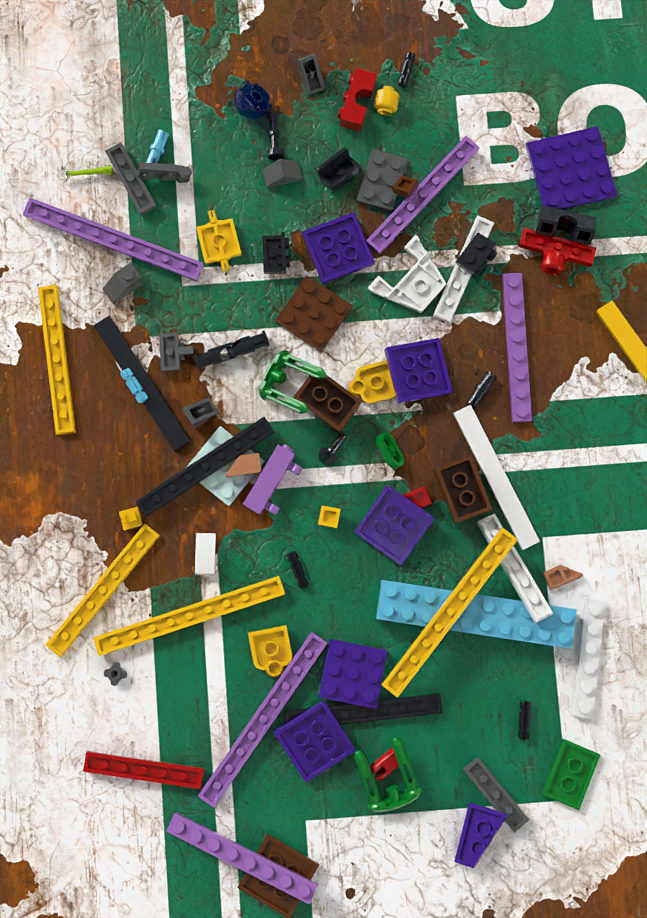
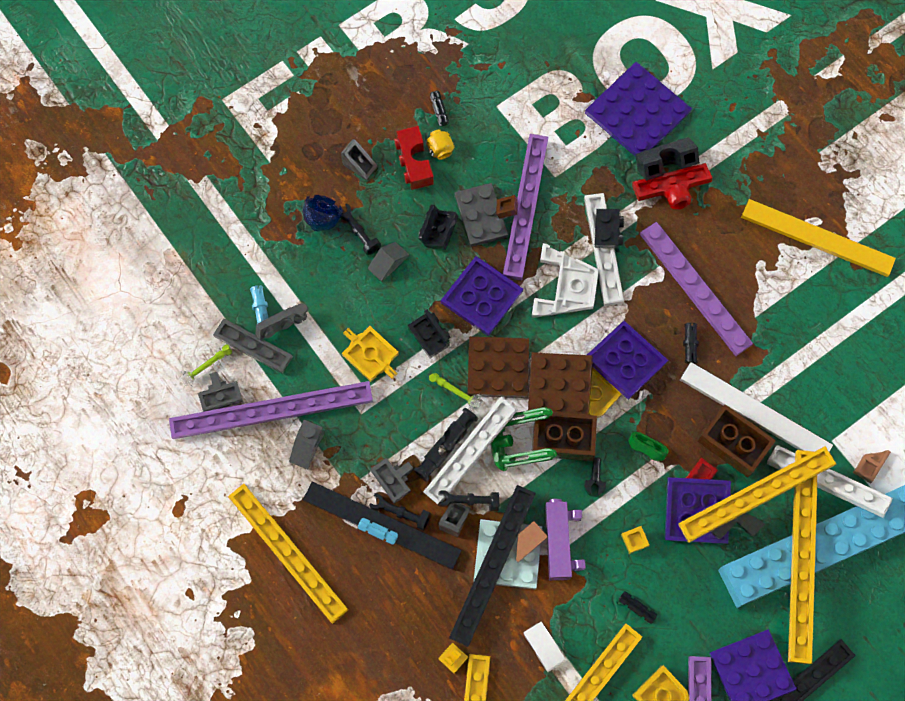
camera: 30 degrees left, 10 degrees down
(81, 202) = (219, 394): none -> dark grey hinge
(174, 398) = (401, 512): none -> black piece
(239, 416) = (493, 499): none -> black piece
(246, 367) = (471, 449): none -> white tile
(275, 330) = (474, 401): none -> lime piece
(352, 357) = (560, 382): none -> reddish brown plate
(405, 546) = (747, 522): none -> pearl dark grey brick
(445, 541) = (756, 494): none -> yellow tile

